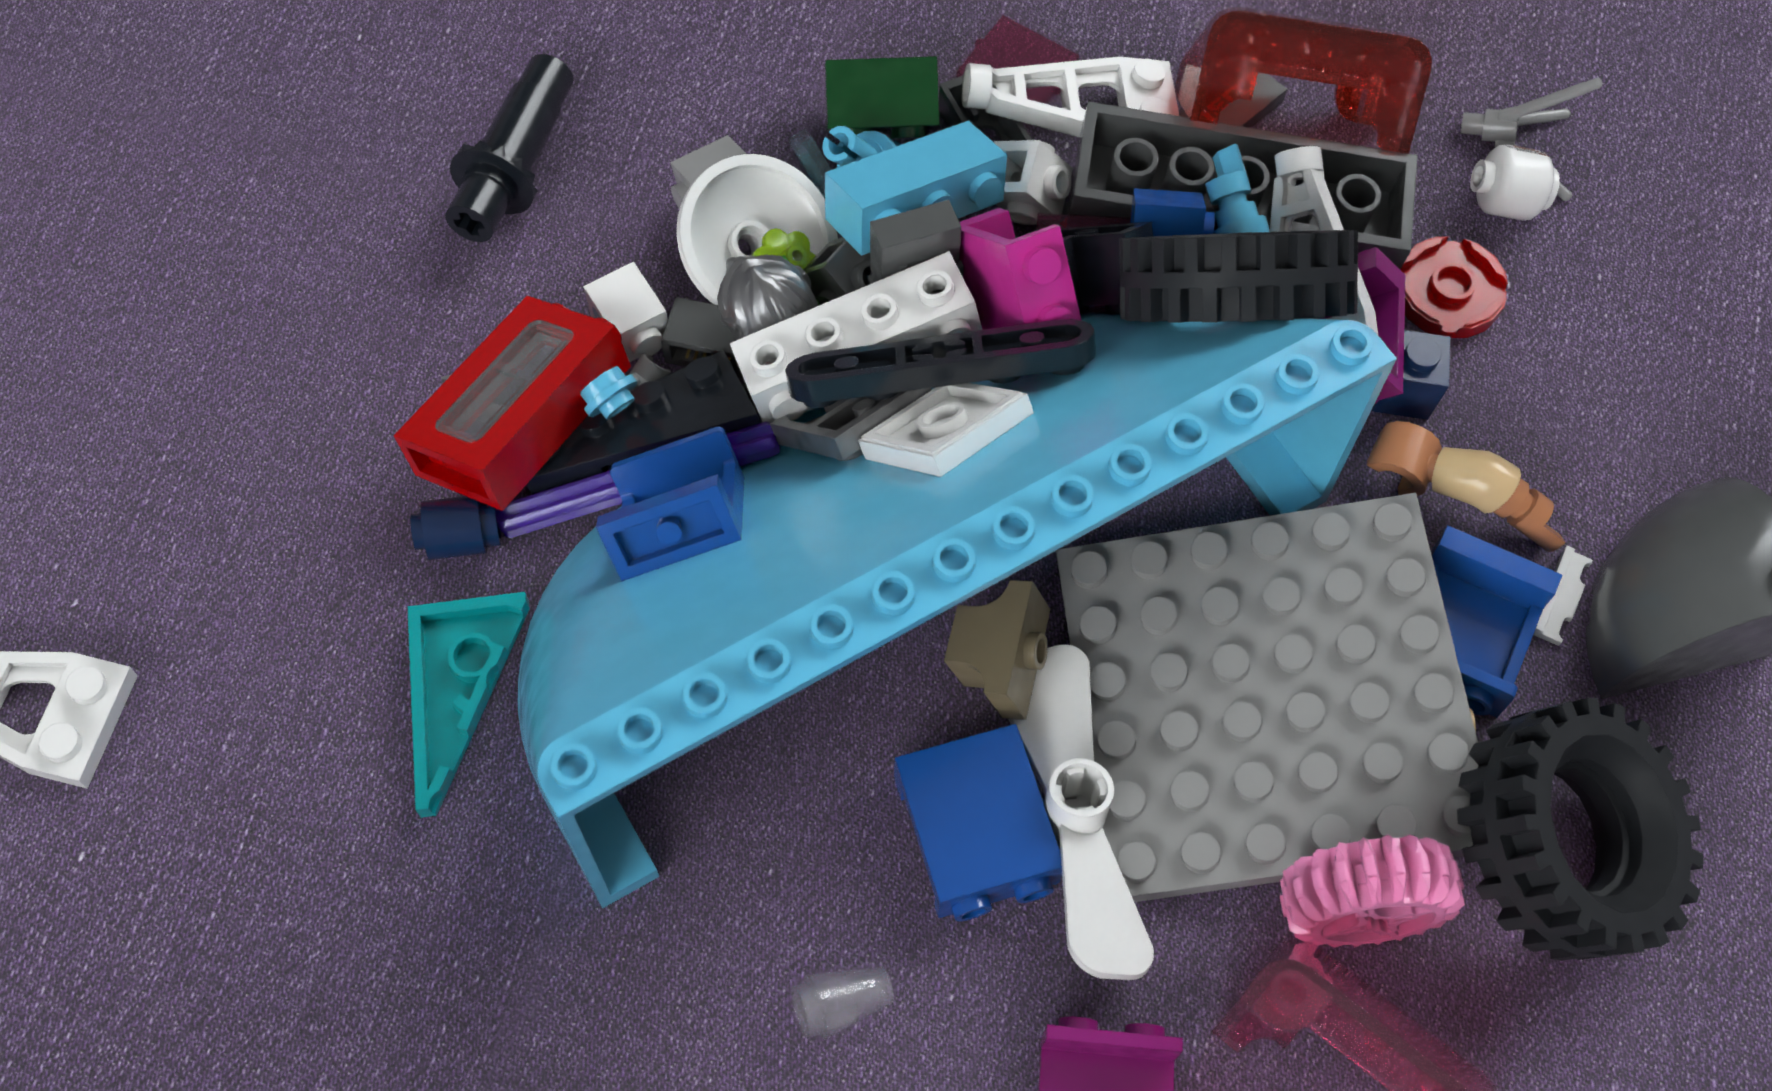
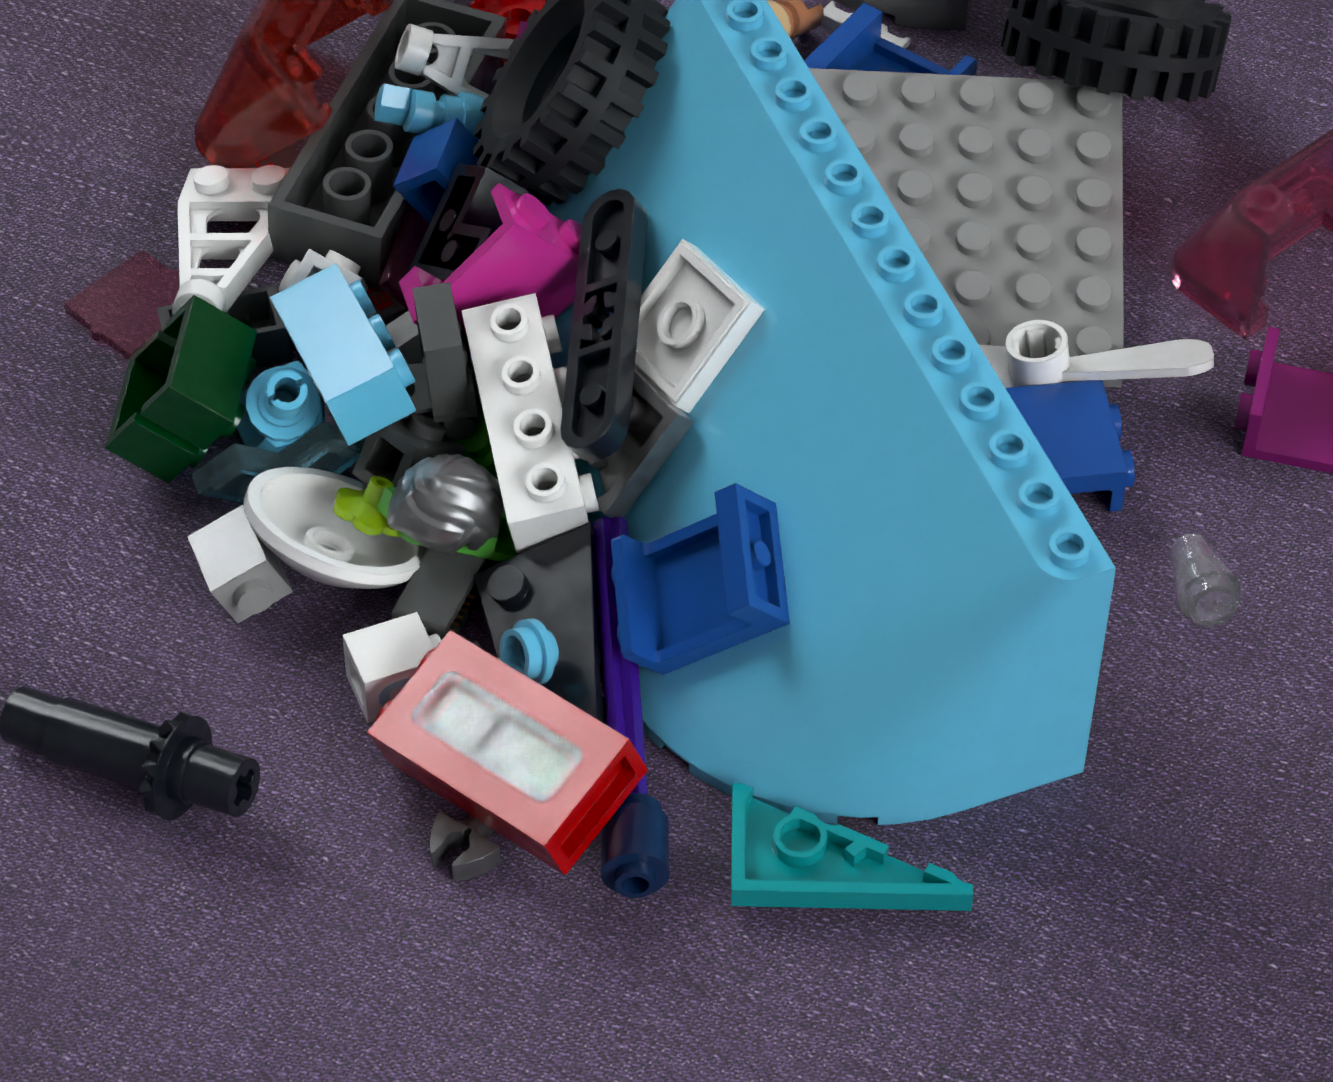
camera: 80 degrees left, 15 degrees down
(1371, 891) = (1153, 177): bright pink gear -> none

